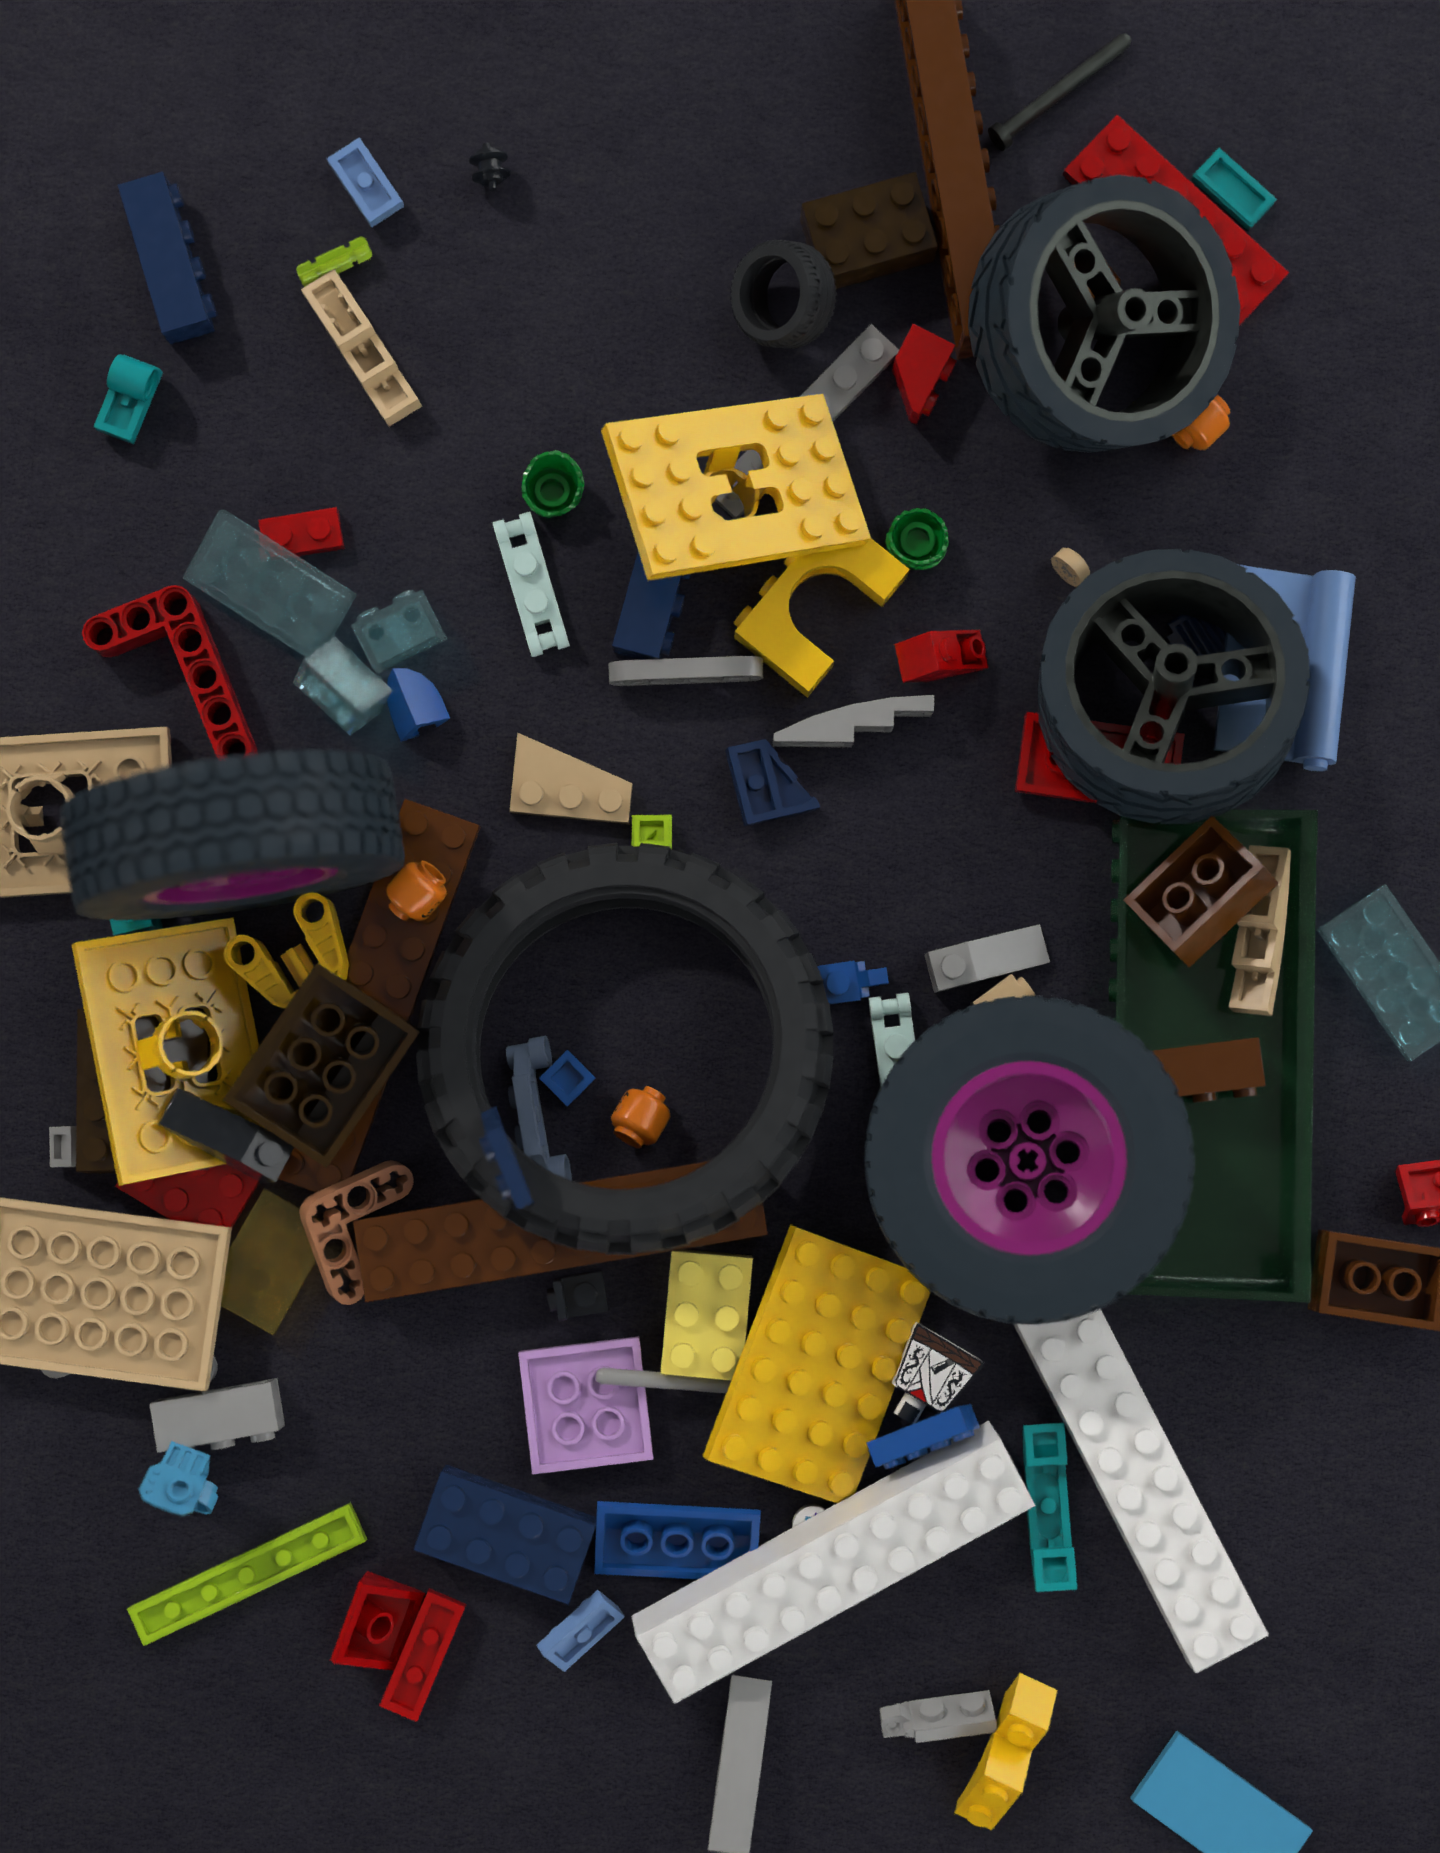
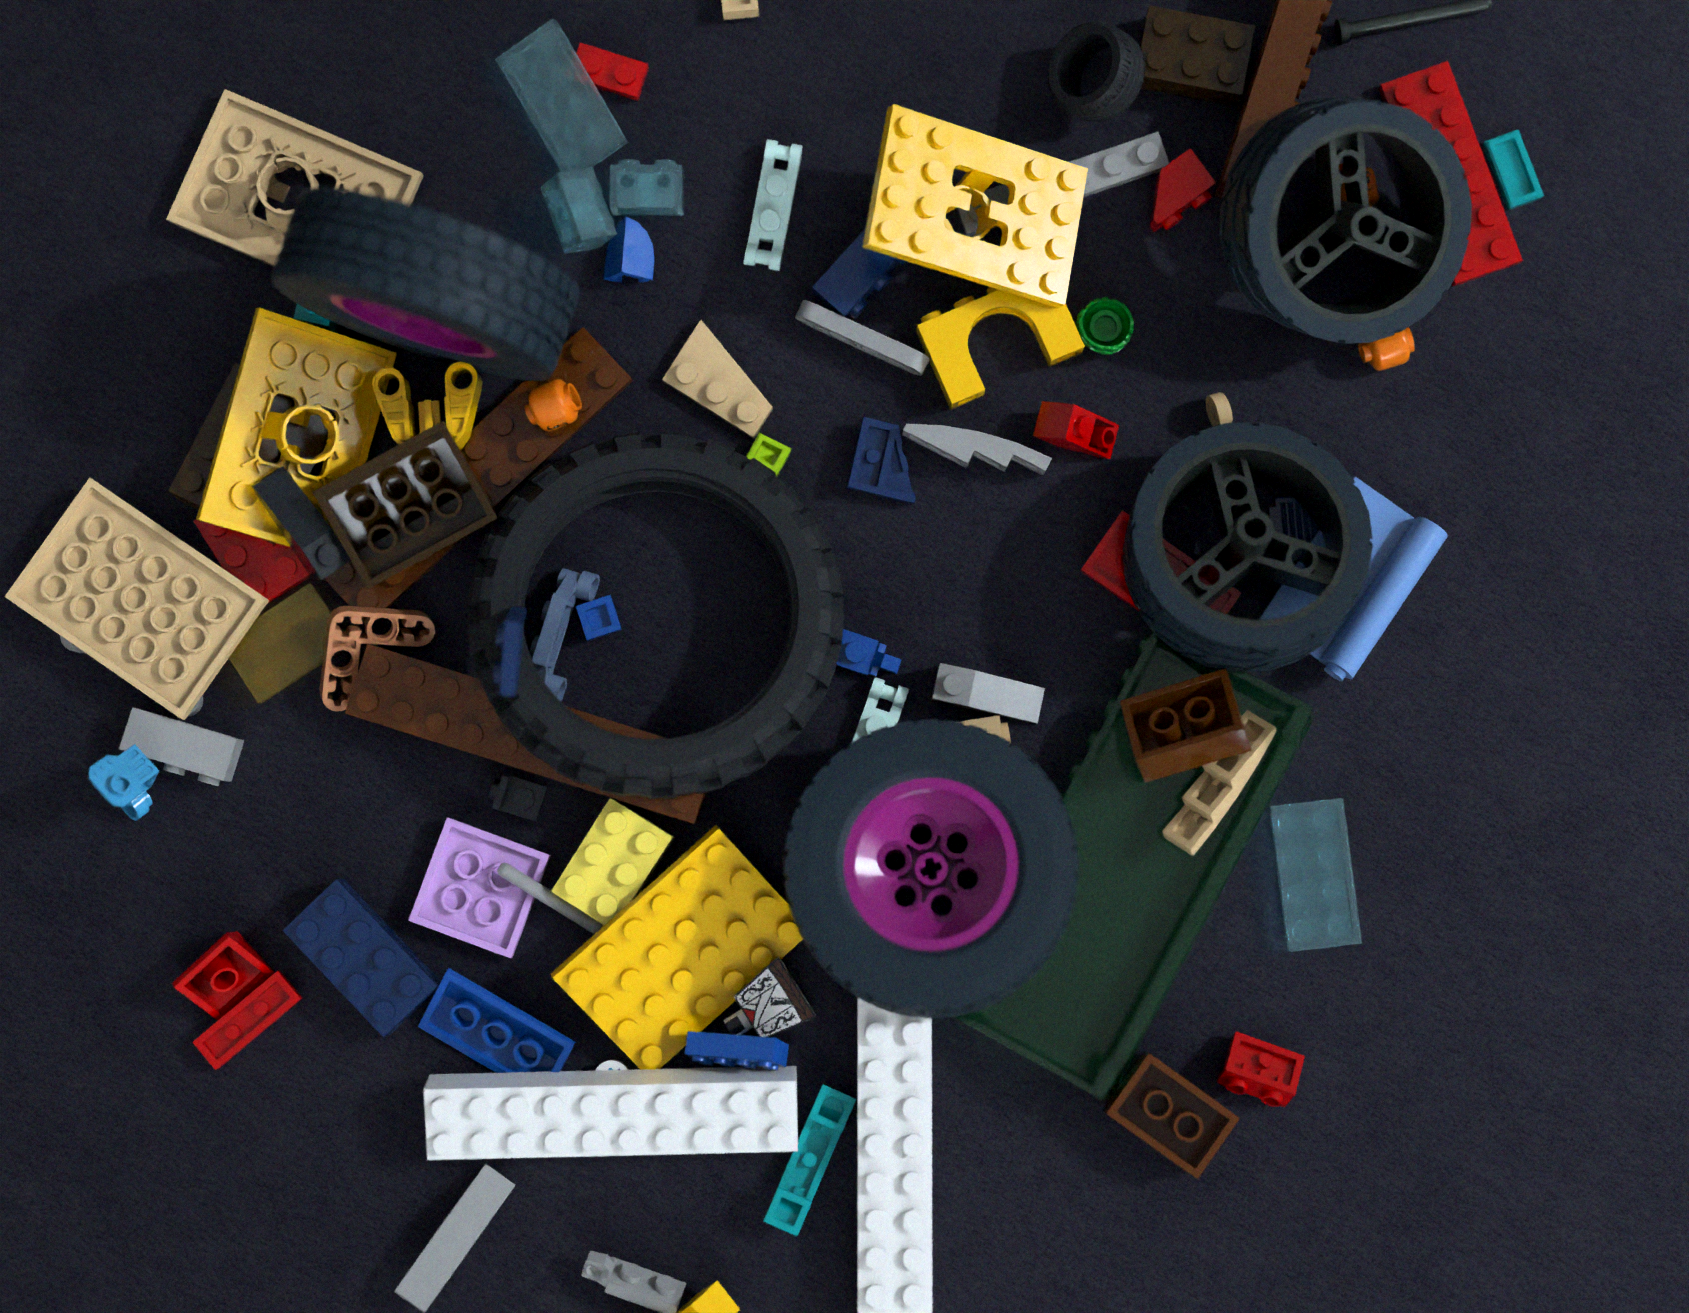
camera: 30 degrees right, 0 degrees up
(62, 1146) = (167, 467): light grey plate -> none
(192, 663) = (467, 132): red beam -> none
(247, 1574) = (141, 884): lime tile -> none
(552, 484) = (831, 132): green hair -> none
(580, 1630) = (383, 1065): medium blue plate -> none
(640, 1117) = (641, 679): orange head -> none
(1215, 1068) = (1121, 874): reddish brown brick -> none

